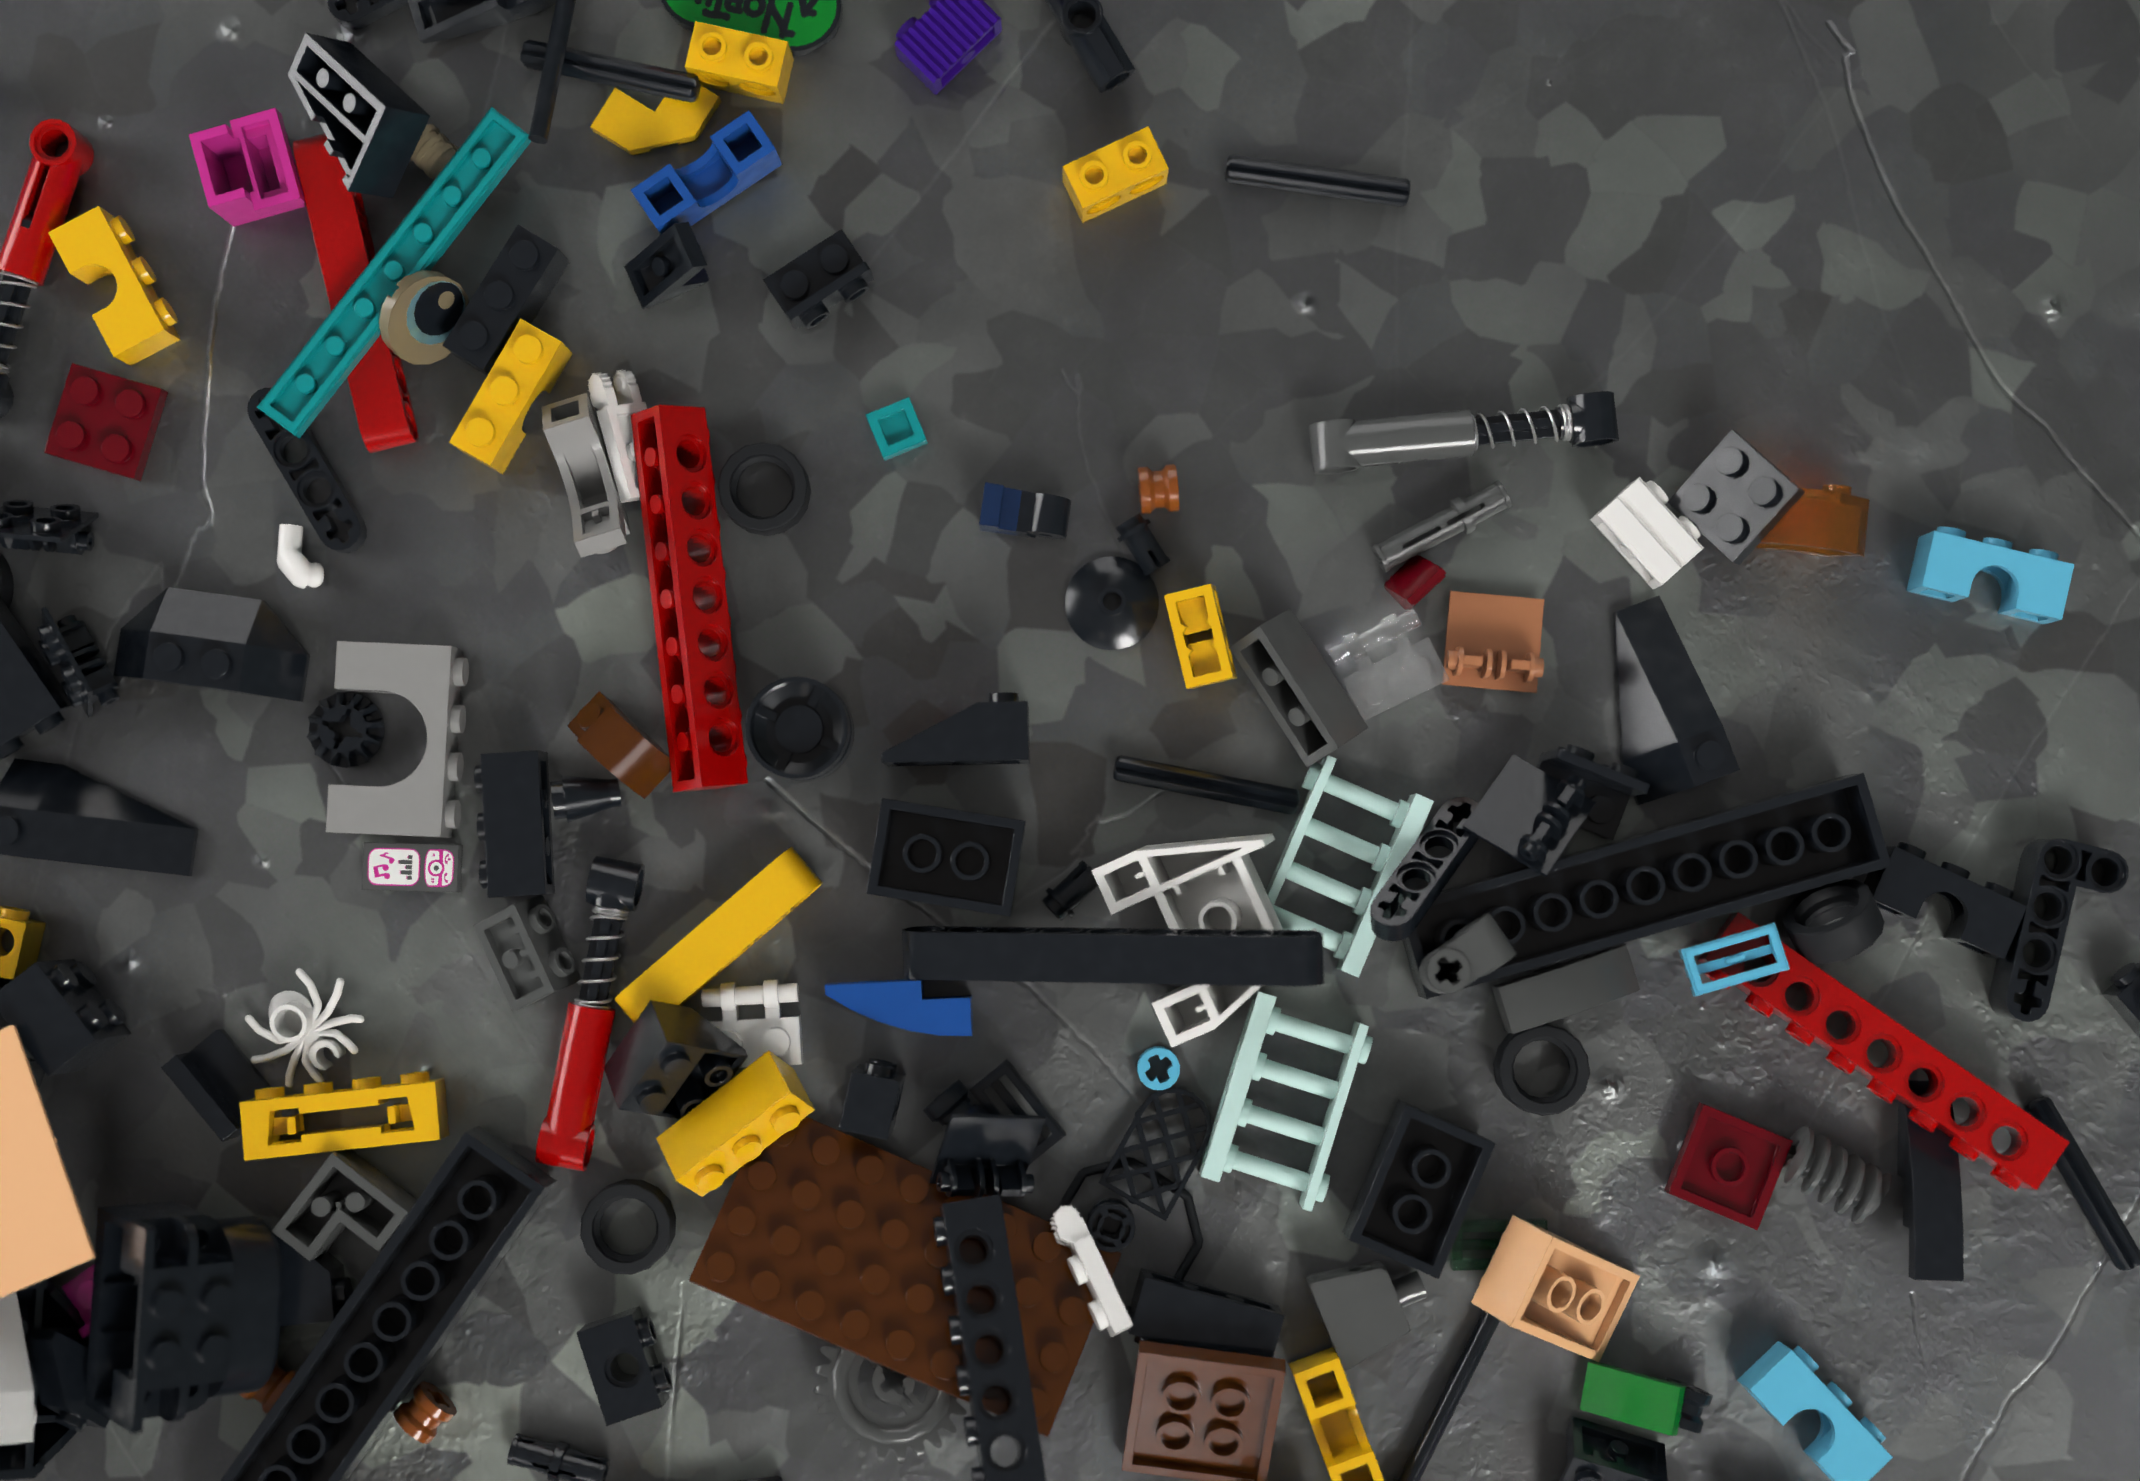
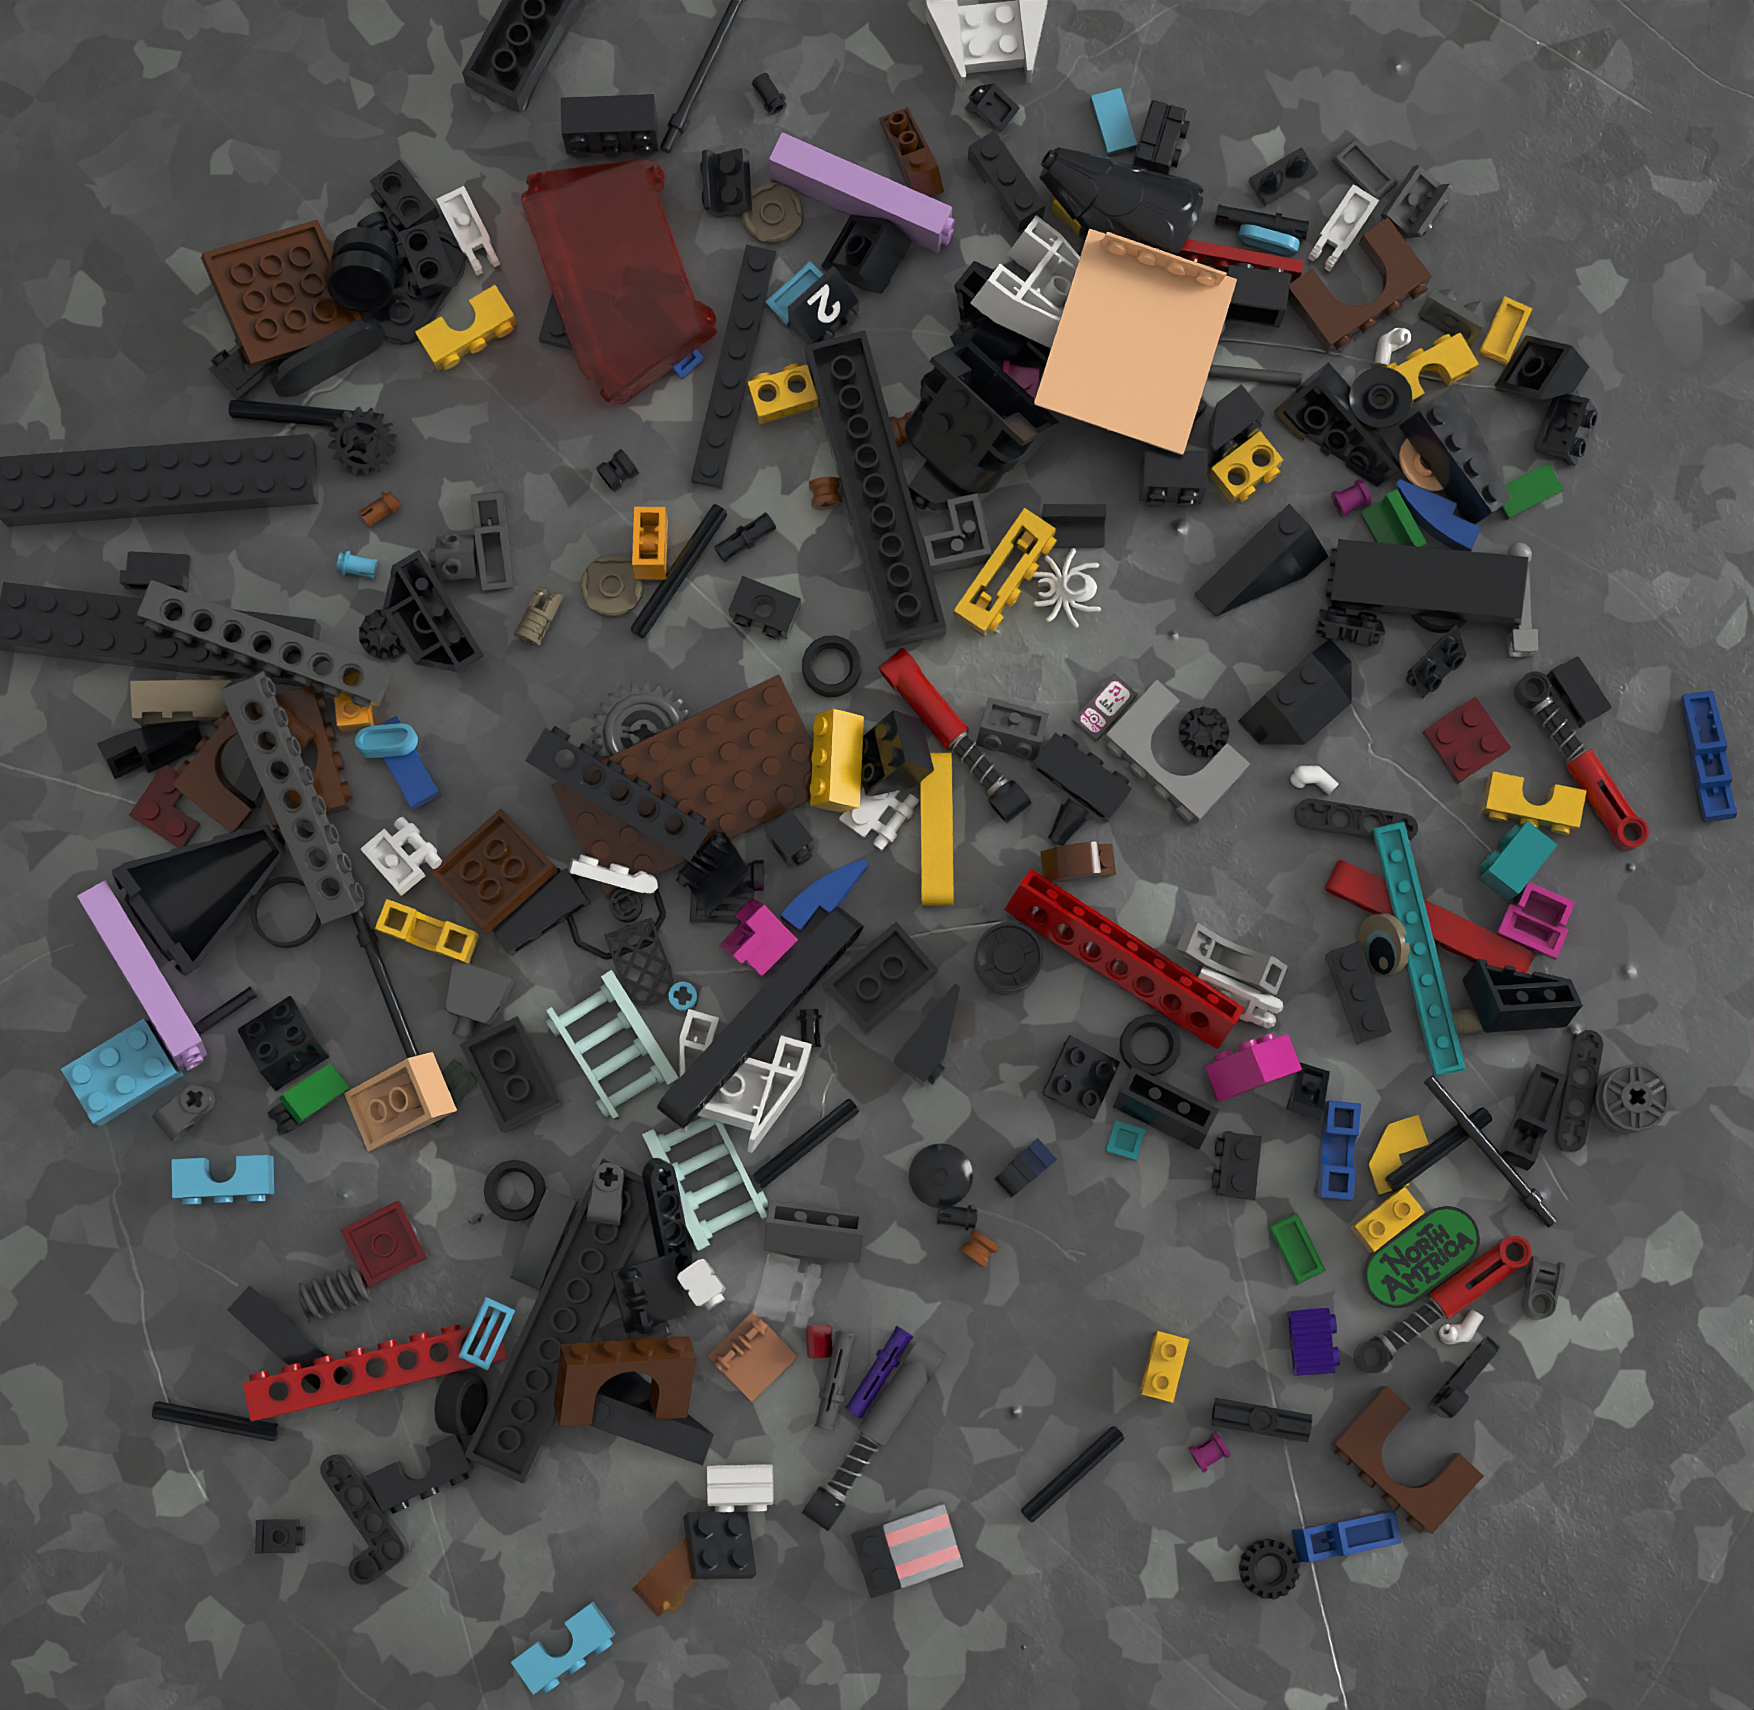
camera: 130 degrees right, 5 degrees down
(198, 244) = (1517, 861): none -> teal brick
(495, 418) = (1307, 953): yellow arch -> none
(691, 348) = (1253, 1066): none -> dark pink brick
(821, 409) = (1165, 1108): none -> black brick
(857, 140) = (1296, 1248): none -> green tile
(867, 537) = (1081, 1077): none -> black hinge
(1021, 1038) = (758, 938): none -> dark pink plate
(1165, 50) = (1209, 1451): none -> magenta bush
(1200, 636) = (883, 1203): yellow brick -> none
(1391, 485) = (879, 1371): none -> dark purple pin
(1468, 762) = (702, 1284): none -> white brick
(1560, 291) = (907, 1550): none -> slope
(1680, 804) = (589, 1365): none -> reddish brown arch

